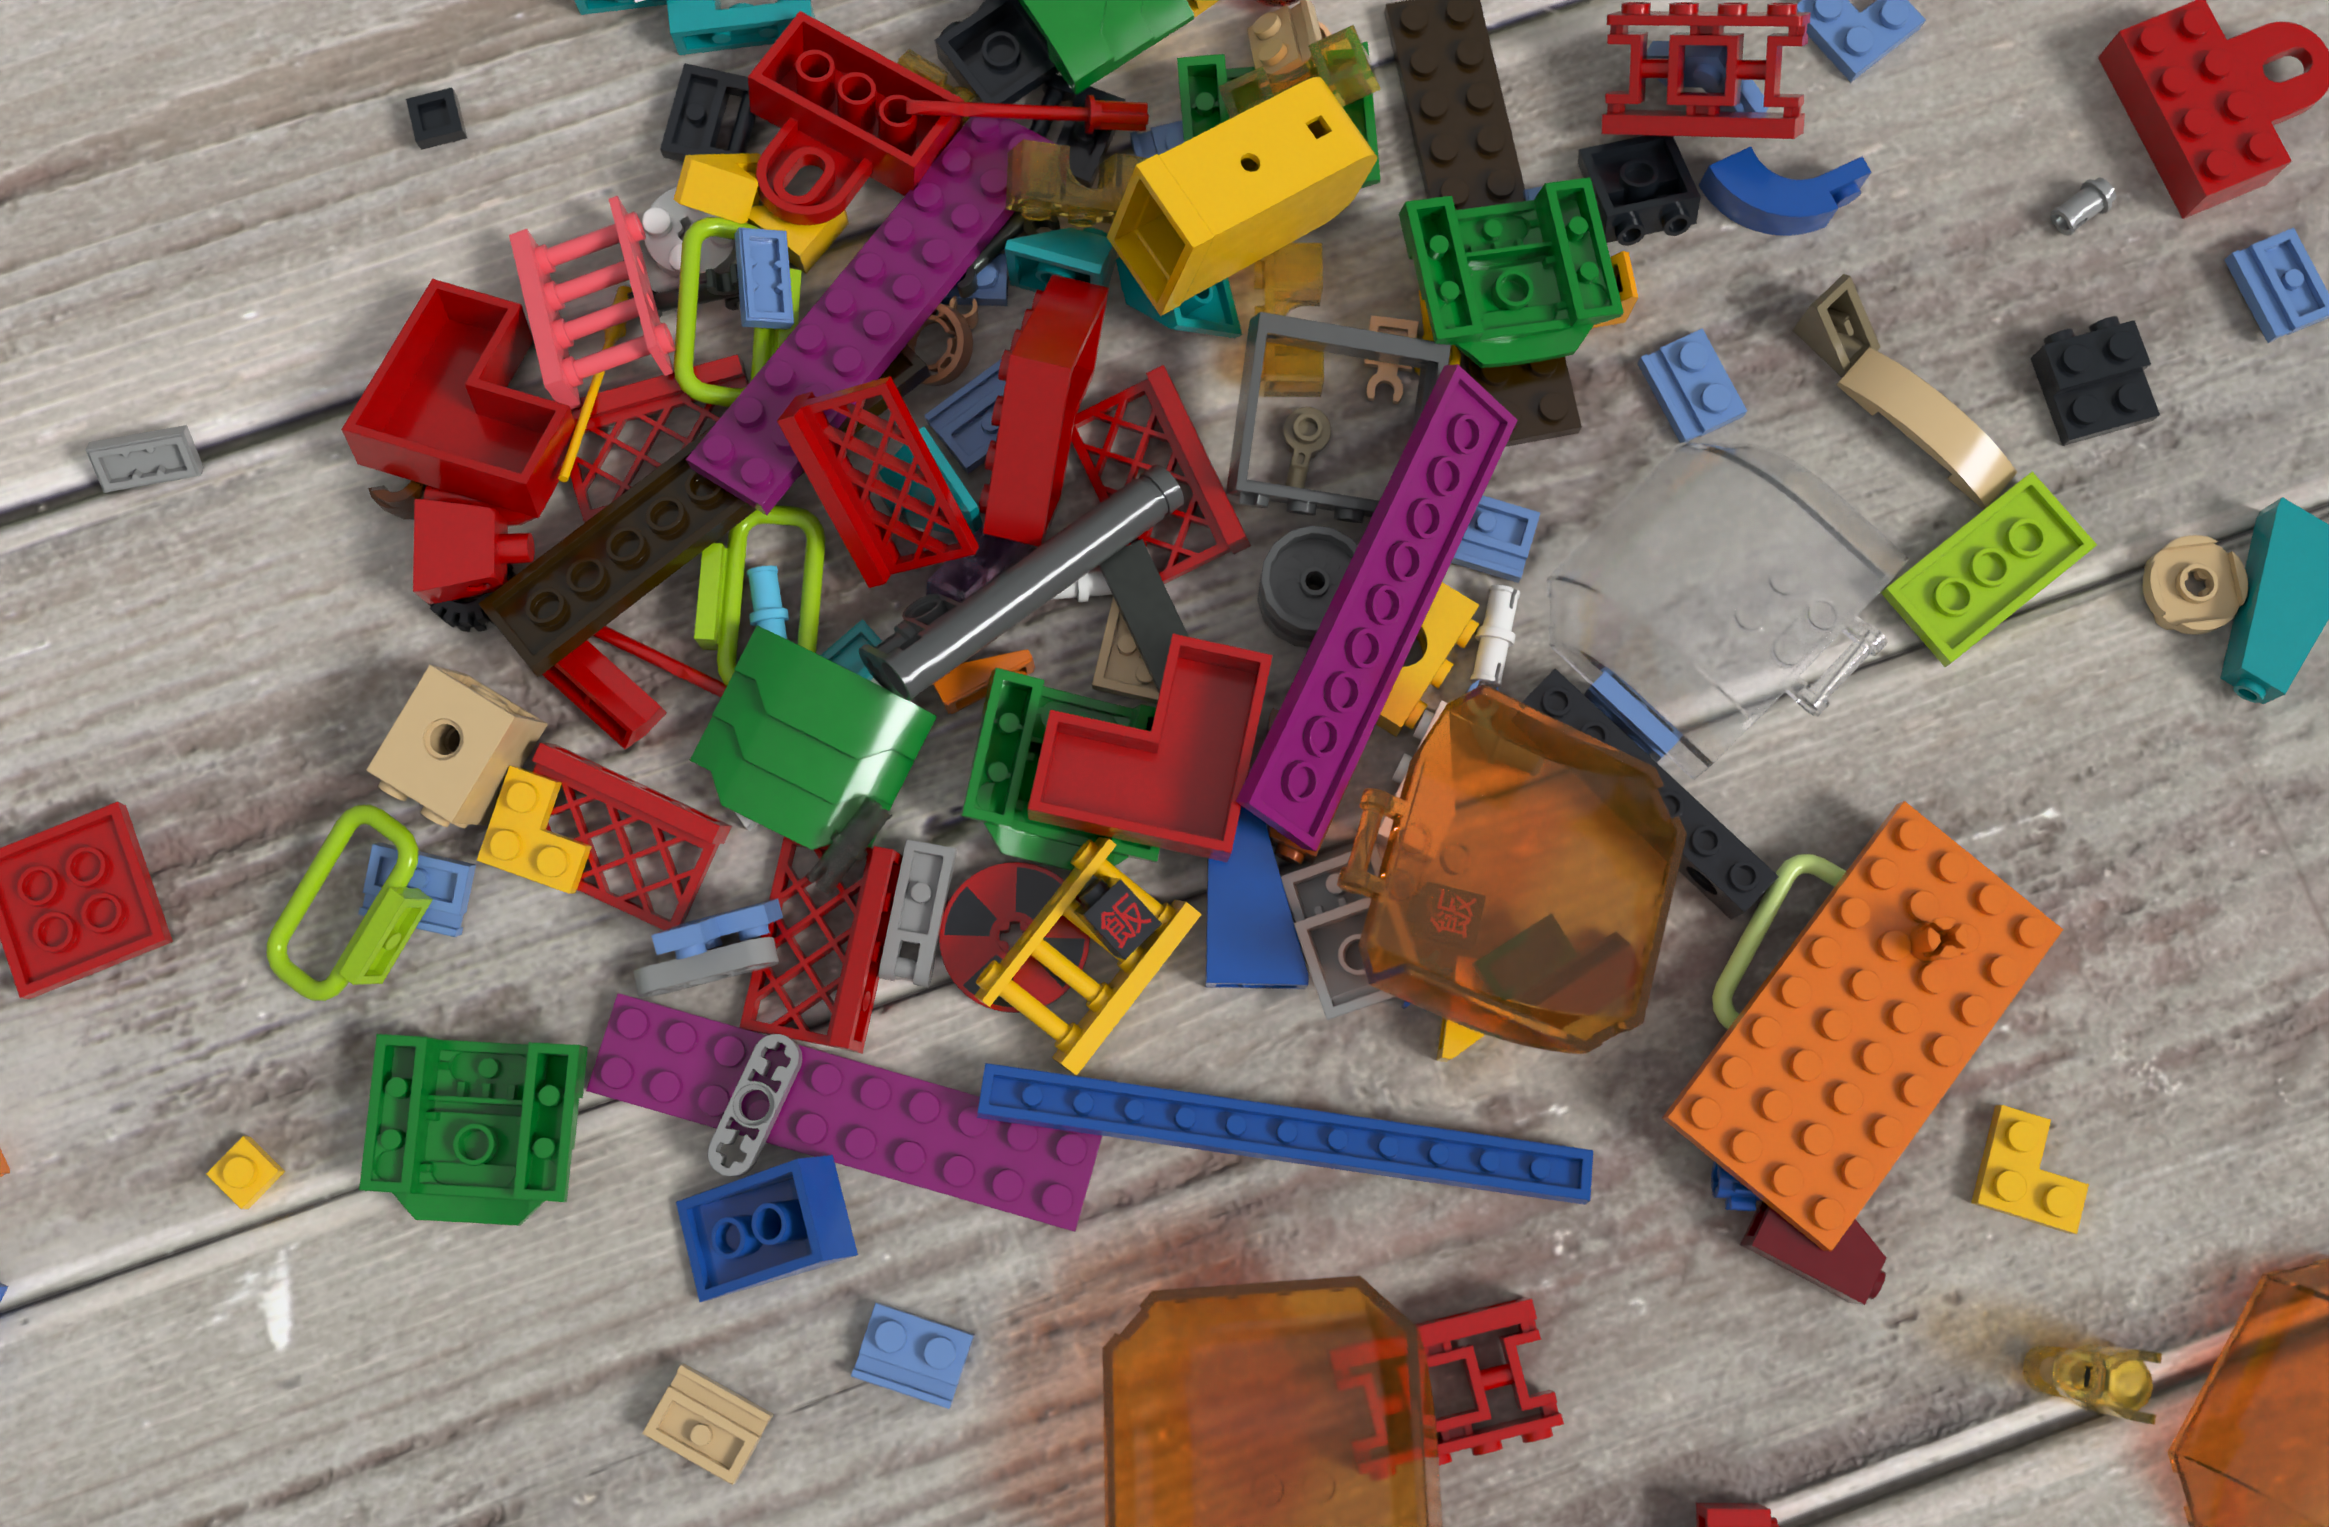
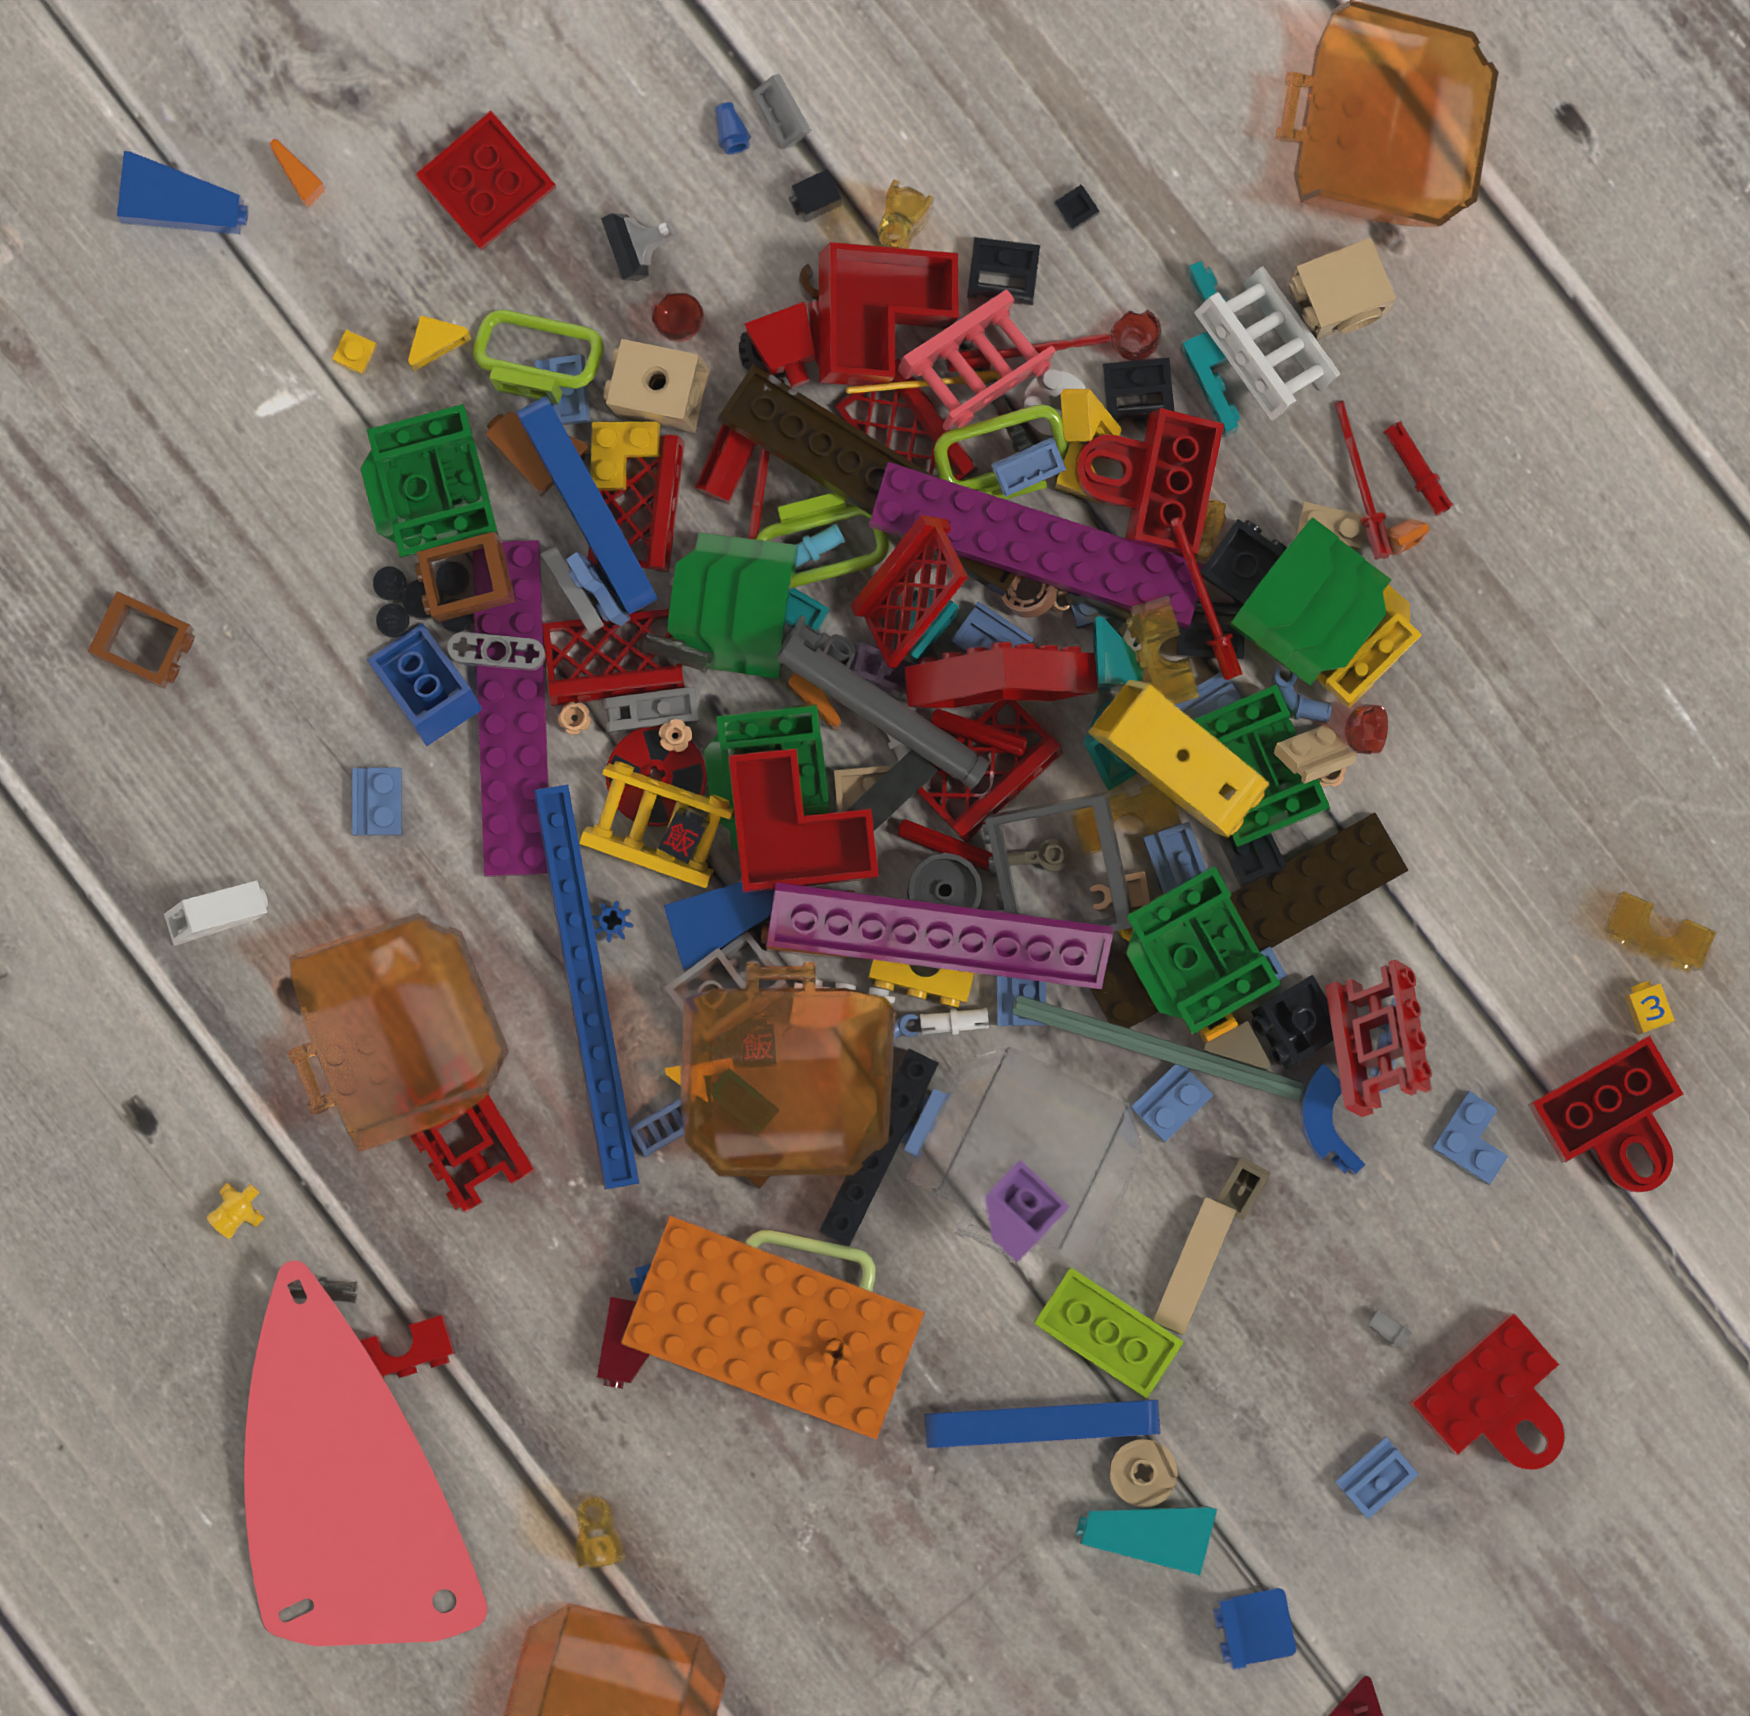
camera: 70 degrees right, 5 degrees up
(144, 535) = (731, 130): none -> blue cone
(247, 716) = (634, 243): none -> piece
(272, 1047) = (434, 340): none -> yellow slope
(280, 451) = (815, 196): none -> black brick
(348, 333) = (904, 215): none -> clear yellow piece
(373, 691) = (678, 316): none -> clear red hair
(470, 233) = (1006, 260): none -> black plate
(485, 954) = (514, 444): none -> dark orange slope
(588, 903) = (586, 505): none -> blue beam
(599, 300) = (977, 359): none -> red piece
(638, 93) = (1136, 335): none -> clear red hair
(641, 1191) = (391, 584): none -> black piece
(674, 1123) = (498, 569): none -> dark orange window
(708, 1424) = (296, 691): tan plate -> none
(877, 1026) = (580, 711): none -> light nougat plate
(971, 901) = (669, 742): none -> light nougat plate
(1108, 467) = (979, 732): none -> red axle
(1199, 1051) = (607, 913): none -> blue gear
(1219, 41) = (1298, 705): none -> medium blue piece
(1241, 572) = (944, 843): none -> red axle
(1336, 58) = (1286, 786): clear yellow arch -> none
(1368, 274) = (1174, 855): none -> medium blue plate
(1402, 175) = (1254, 859): none -> black plate
(1501, 1087) = (641, 1138): none -> medium blue slope
(1615, 379) = (1158, 1047): none -> sand green axle
(1653, 266) = (1240, 1046): none -> dark tan slope
(1830, 599) = (1022, 1210): none -> medium lavender slope
(2011, 1175) = (707, 1459): yellow plate -> none
(2092, 699) = (1042, 1423): none -> blue beam
(2095, 380) = (1265, 1370): black plate -> none

